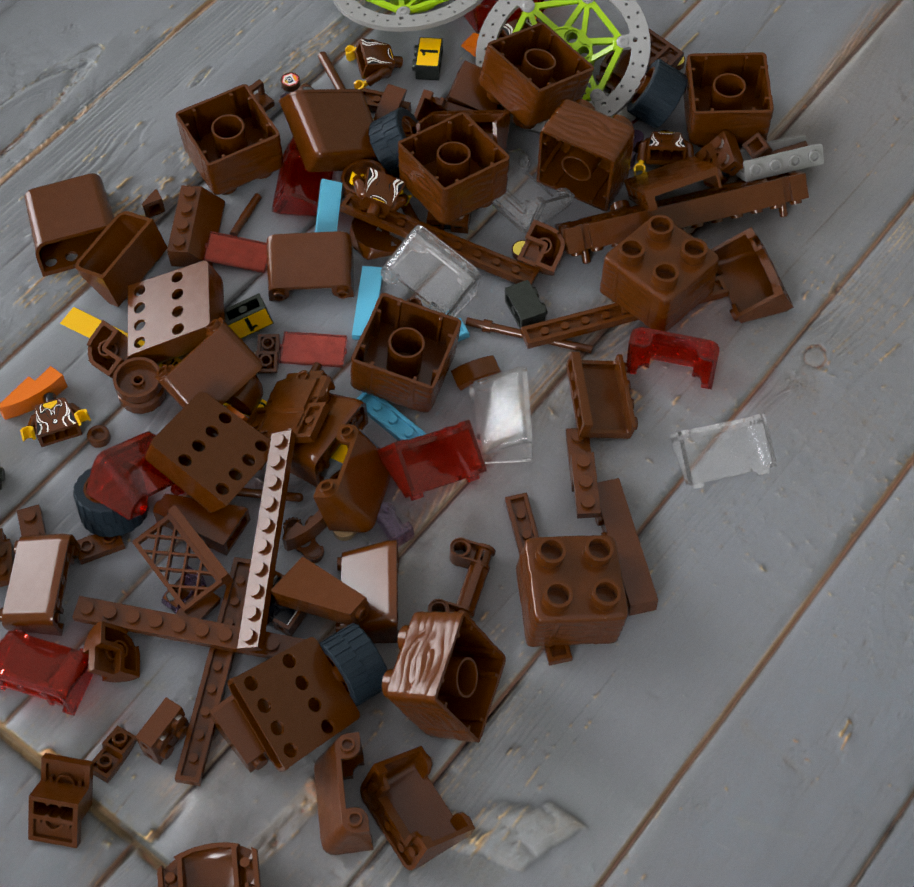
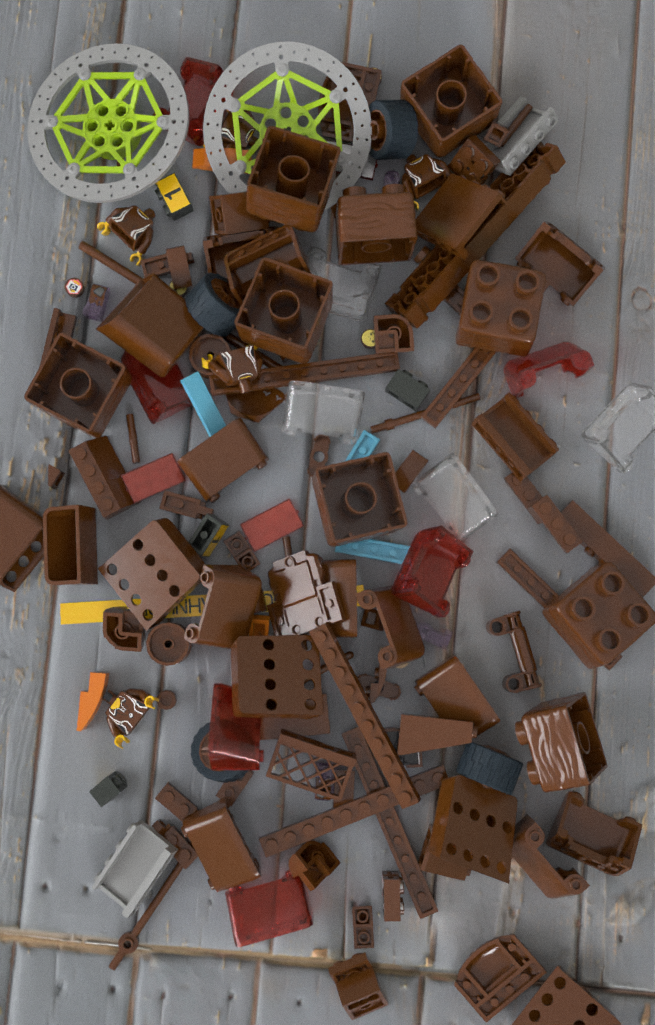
camera: 30 degrees left, 25 degrees up
(245, 285) = (184, 505): none -> reddish brown hinge
(368, 295) = (285, 459): medium azure tile -> none

